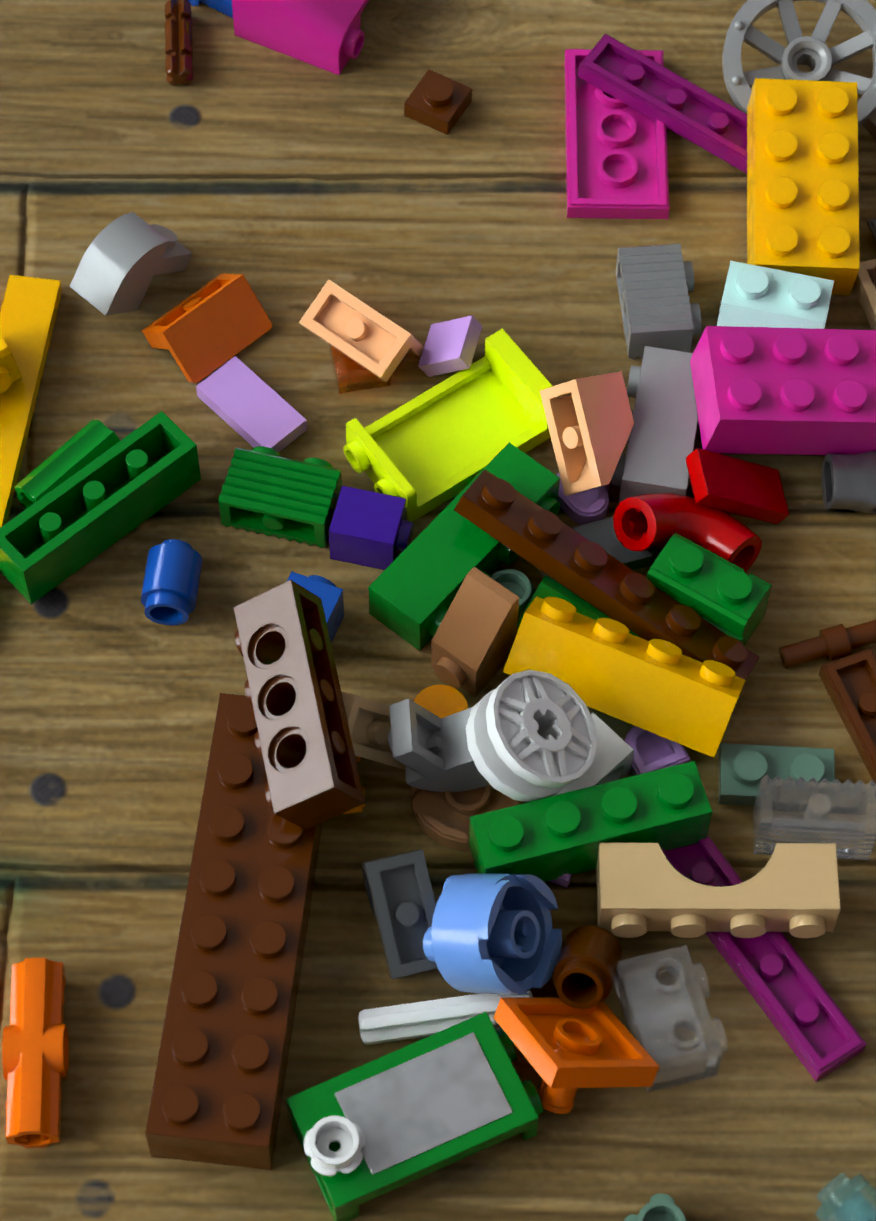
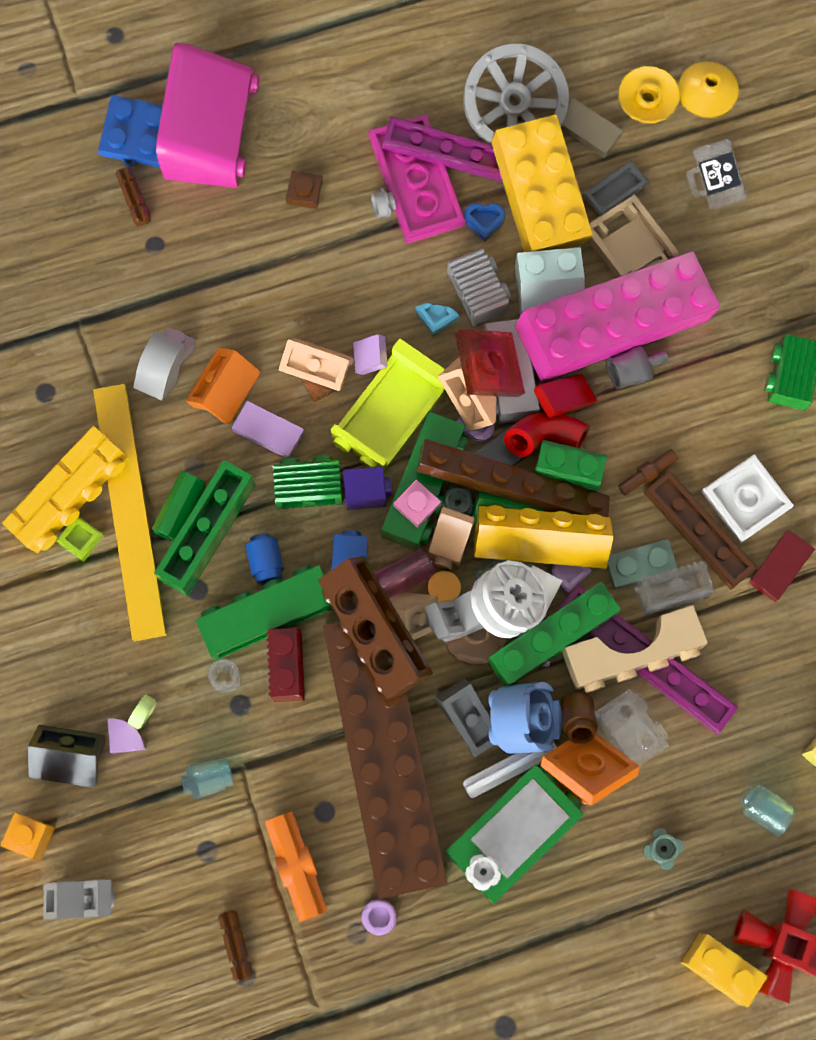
camera: 20 degrees left, 15 degrees up
(37, 714) = (224, 665): none -> clear bush
(133, 660) = (251, 616): none -> green brick
(140, 742) = (285, 665): none -> dark red brick
(140, 1181) = (379, 917): none -> lavender tile
(385, 669) = (405, 573): none -> clear pink axle
(437, 562) = (417, 503): none -> bright pink plate
(550, 150) = (383, 203): none -> light grey plate
(575, 328) = (436, 316): none -> medium azure tile
(627, 391) = (489, 363): none -> clear red tile
(701, 216) = (484, 219): none -> blue tile

